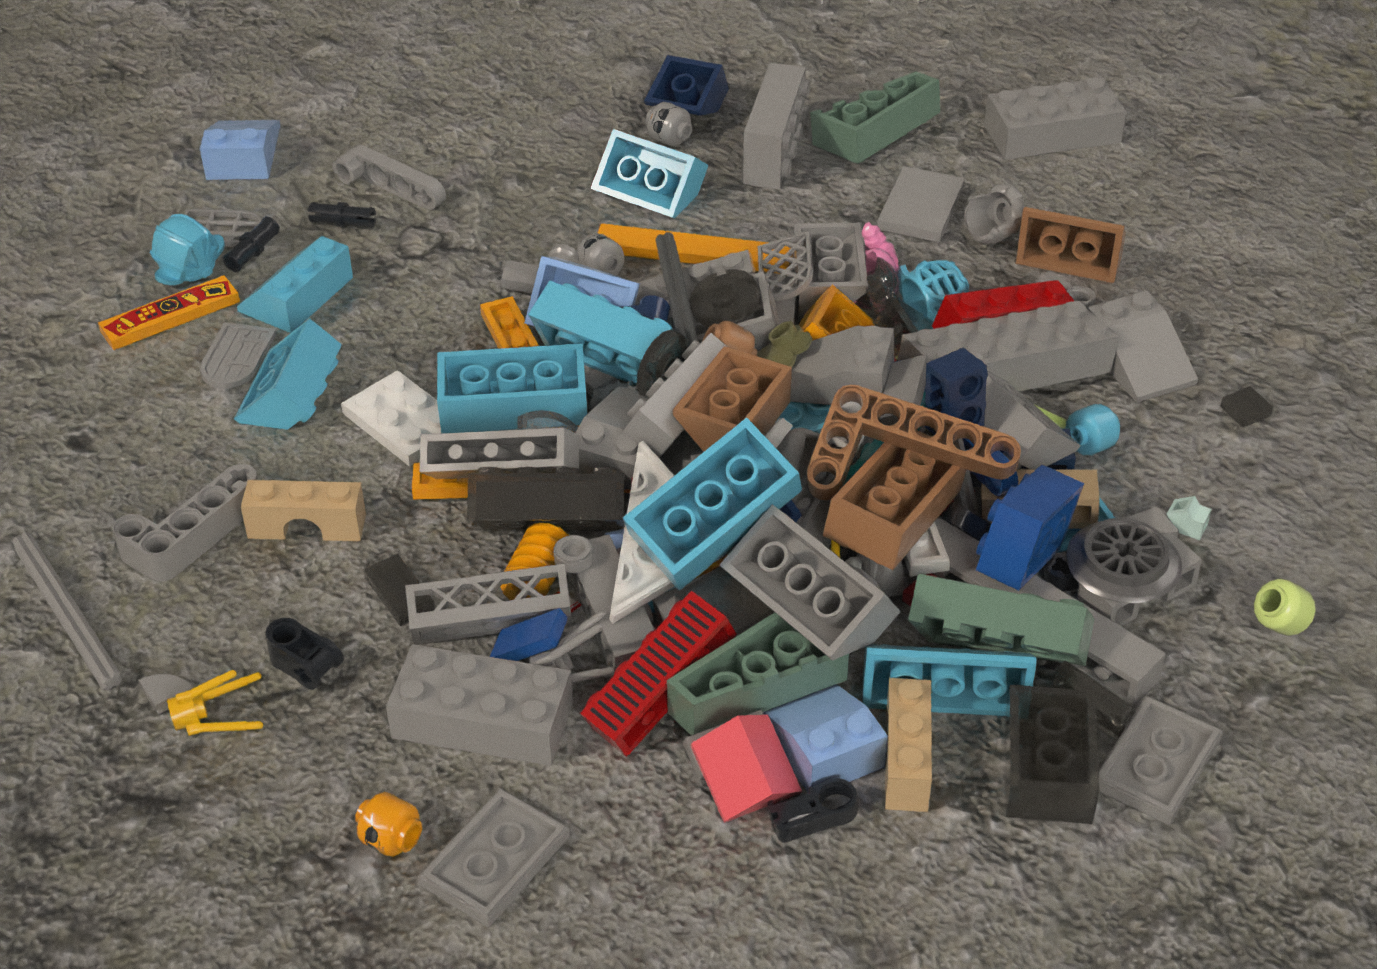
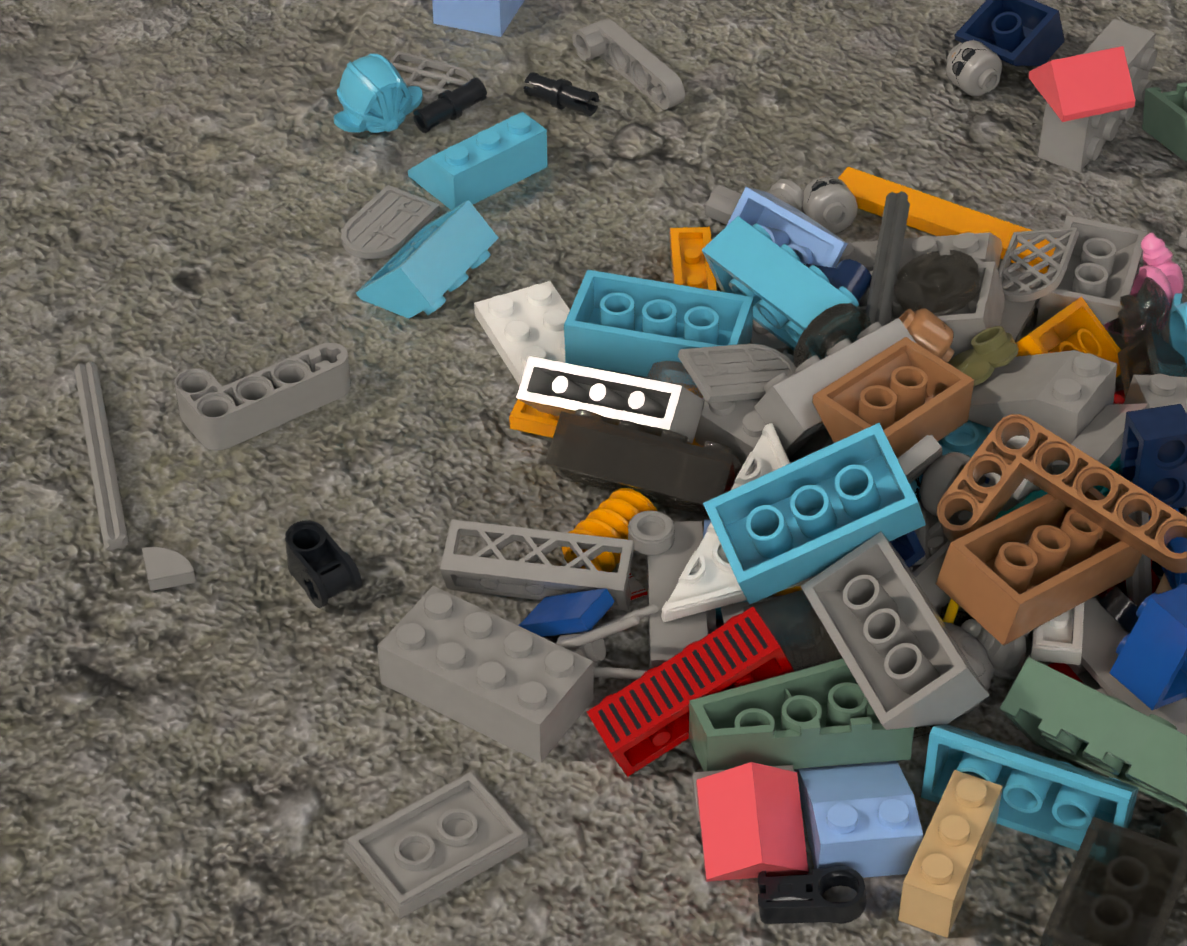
camera: 20 degrees right, 0 degrees up
(168, 312) = (334, 160): tile -> none
(189, 706) = (181, 591): yellow plant -> none
(332, 506) = (416, 414): tan arch -> none
(388, 824) = (335, 775): light orange head -> none
(389, 582) = (449, 504): clear smoke tile -> none
(595, 406) = (734, 370): none -> light grey window
(648, 174) = (926, 122): medium azure slope -> none
(772, 117) = (1086, 84): none -> coral slope

